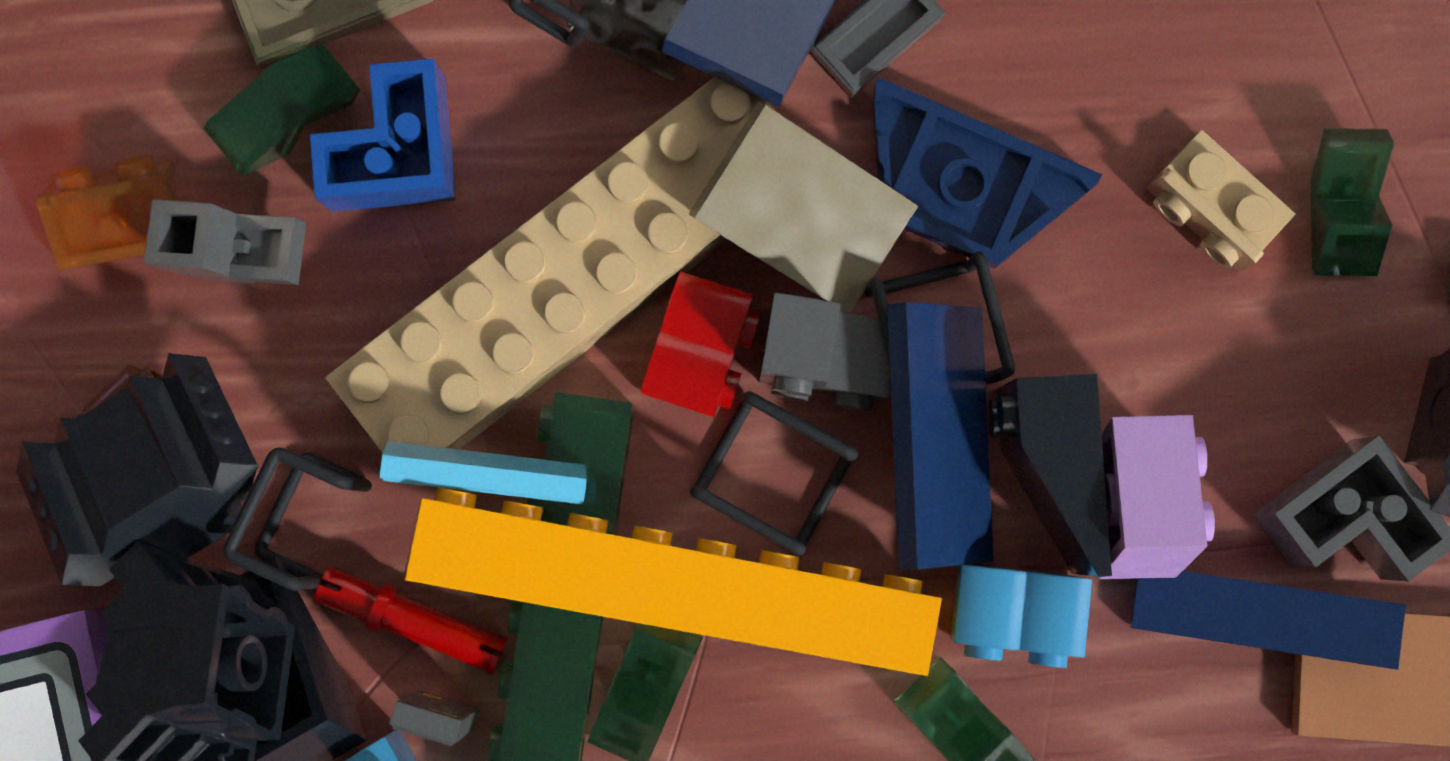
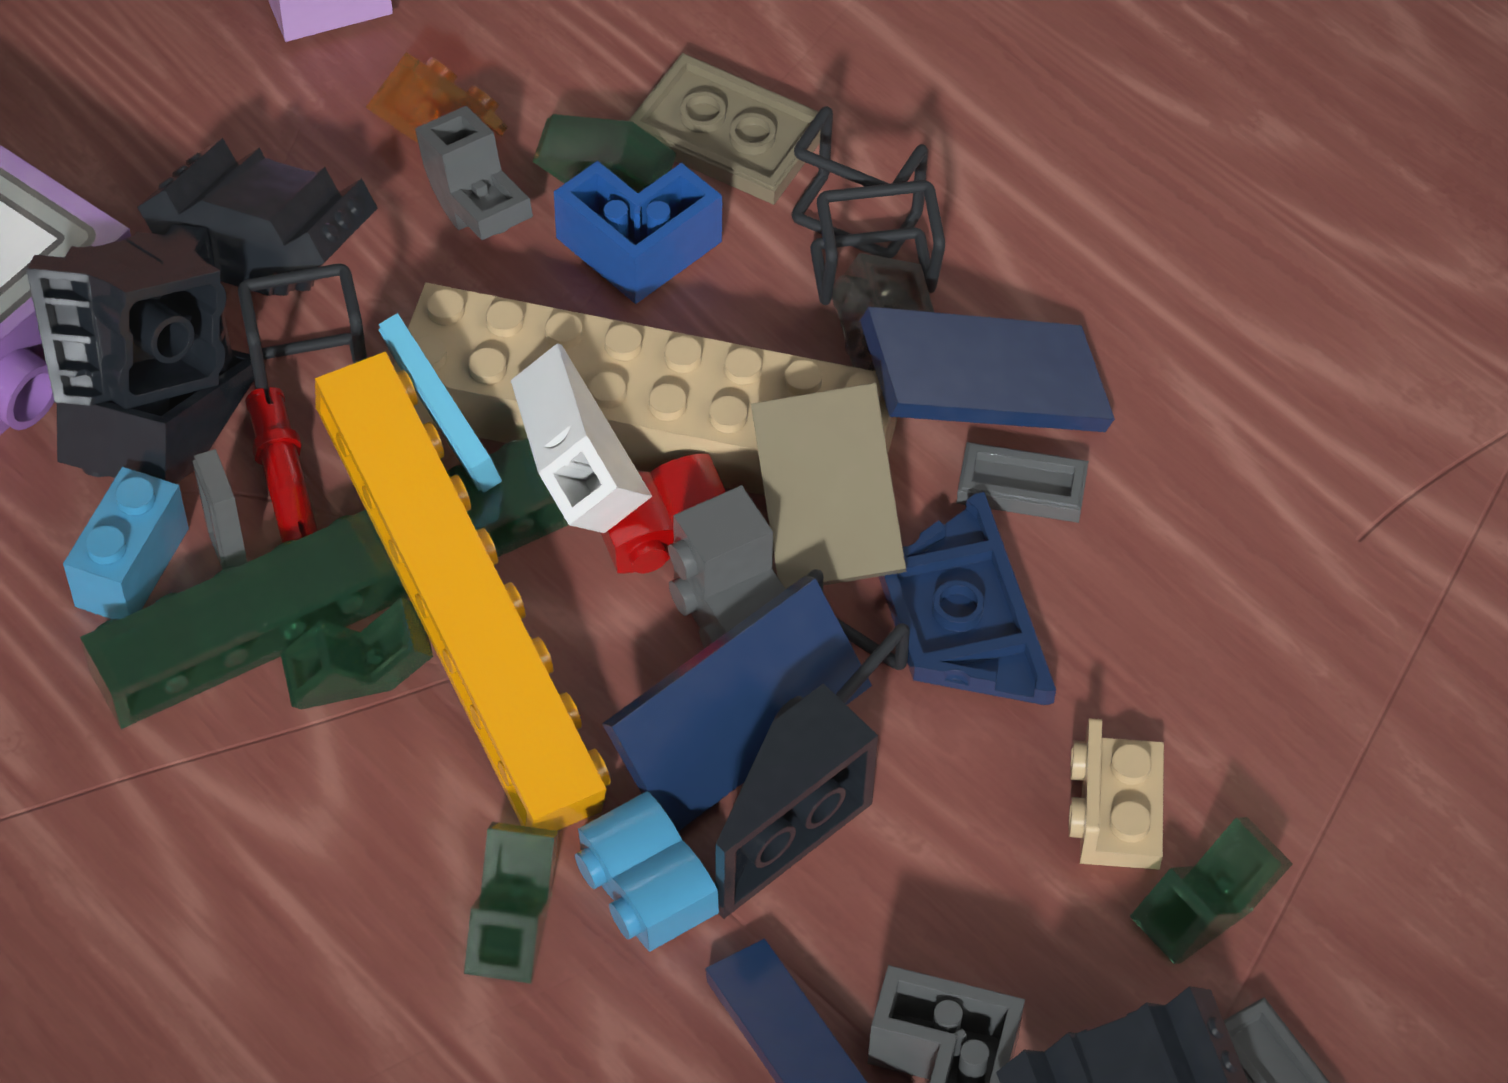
camera: 50 degrees right, 30 degrees down
(614, 391) = (576, 445): none -> white slope
(796, 545) = (652, 584): black piece -> none
(1155, 495) = (816, 870): lavender brick -> none

